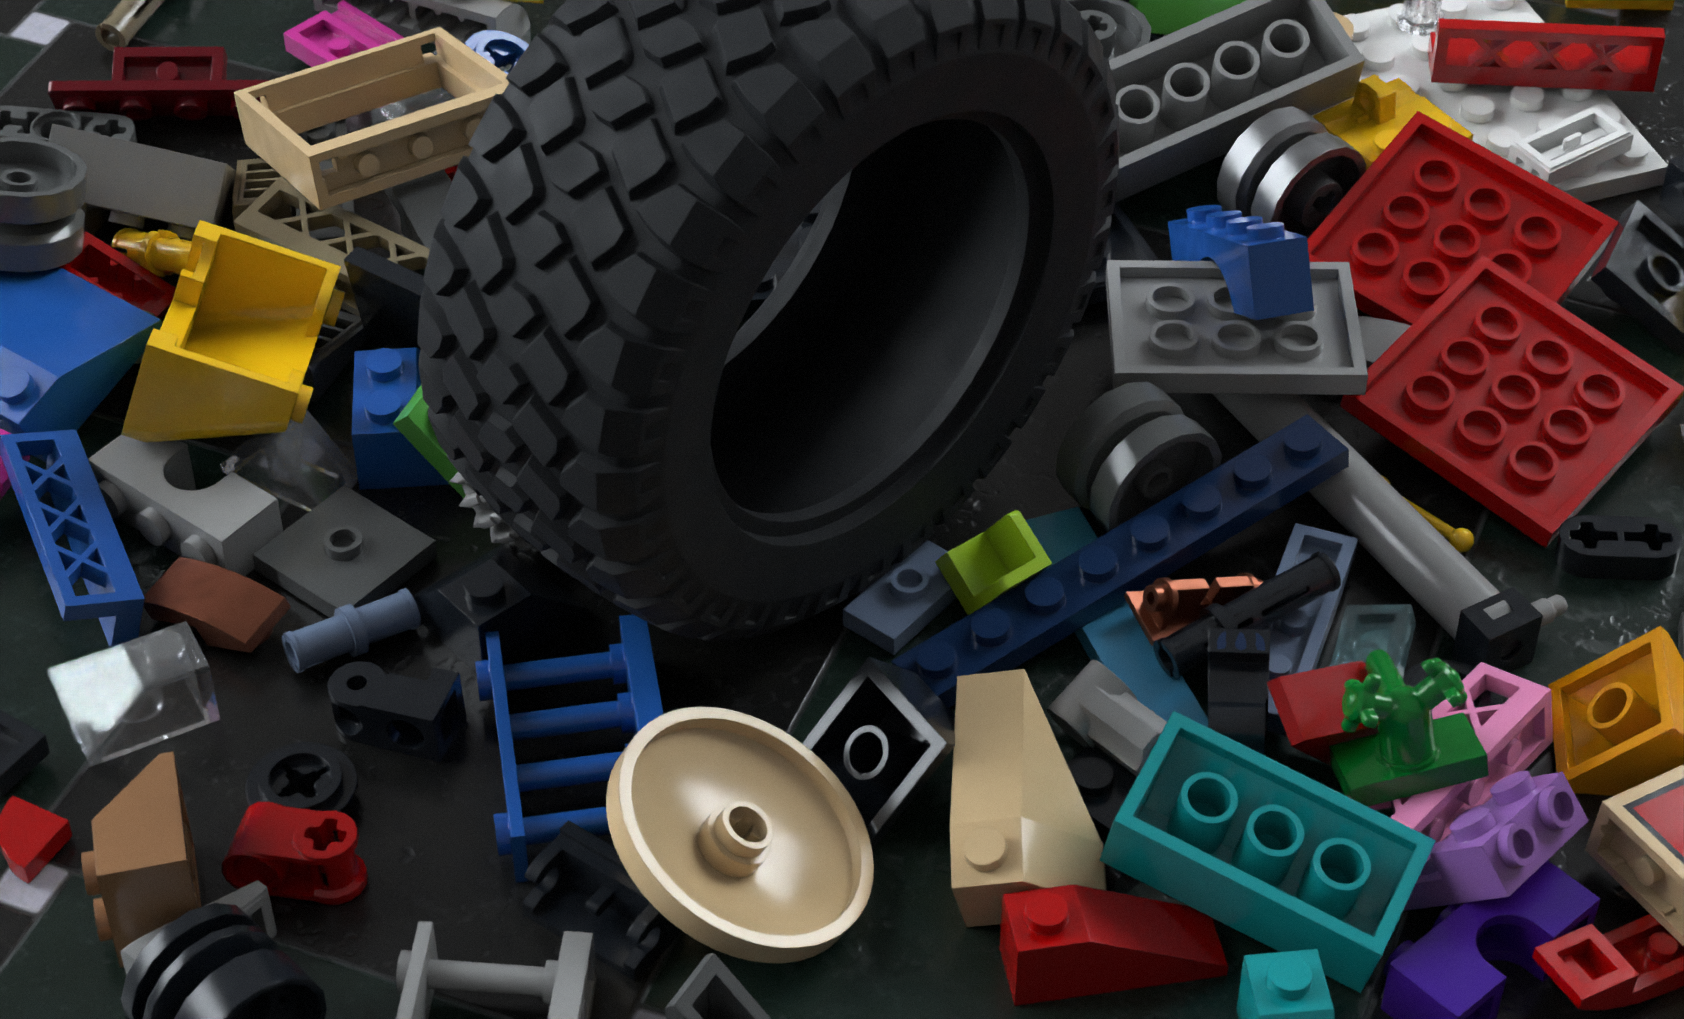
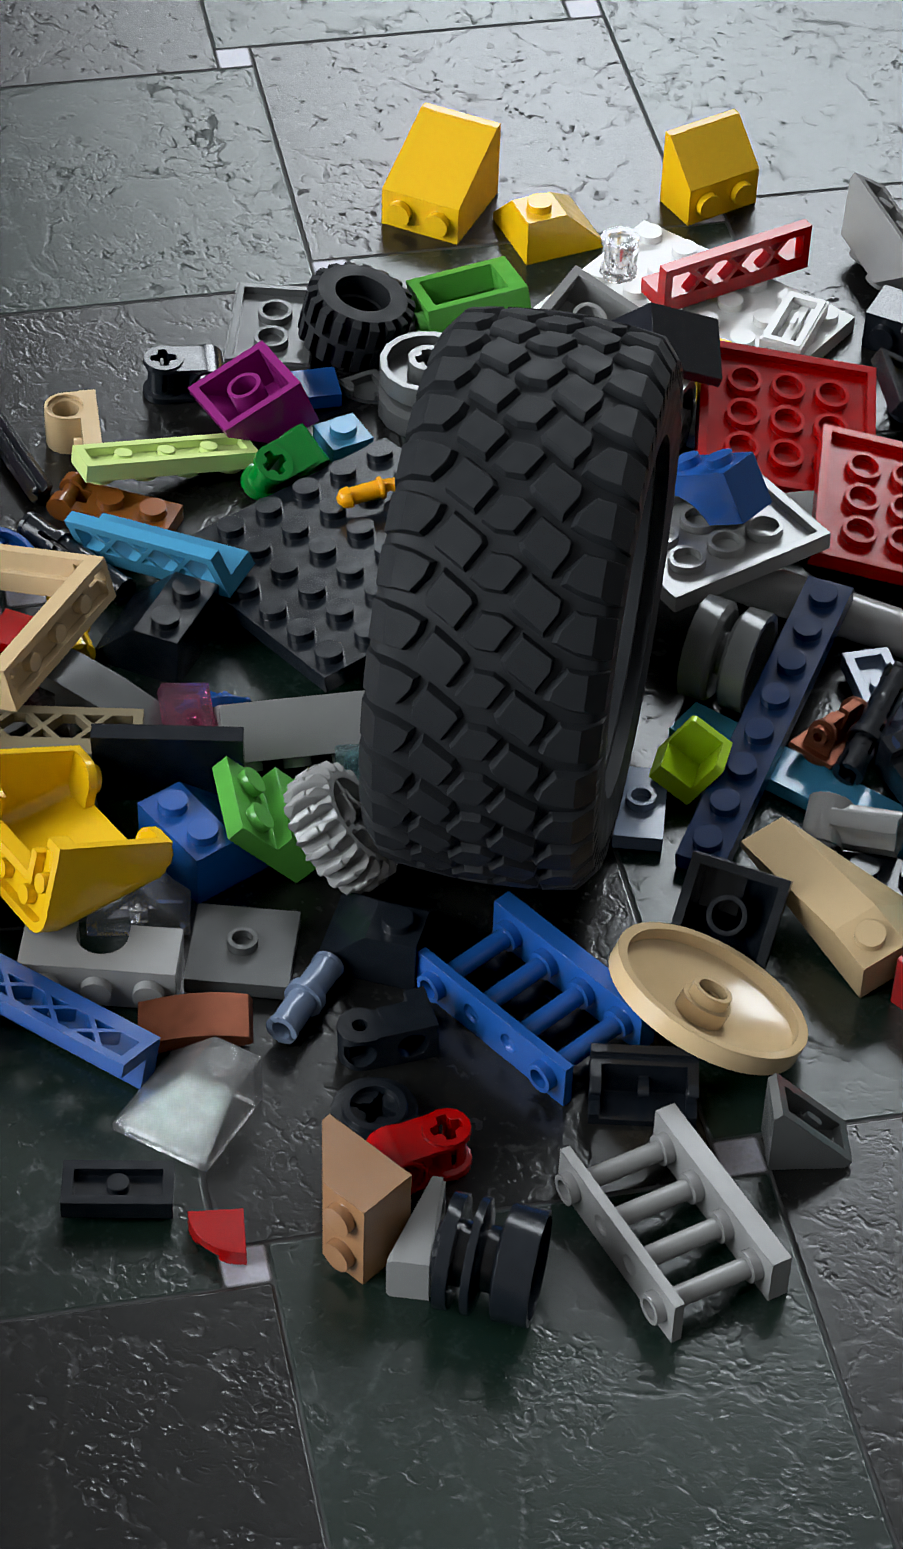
camera: 35 degrees left, 0 degrees up
(1352, 97) = (690, 334): none -> black slope

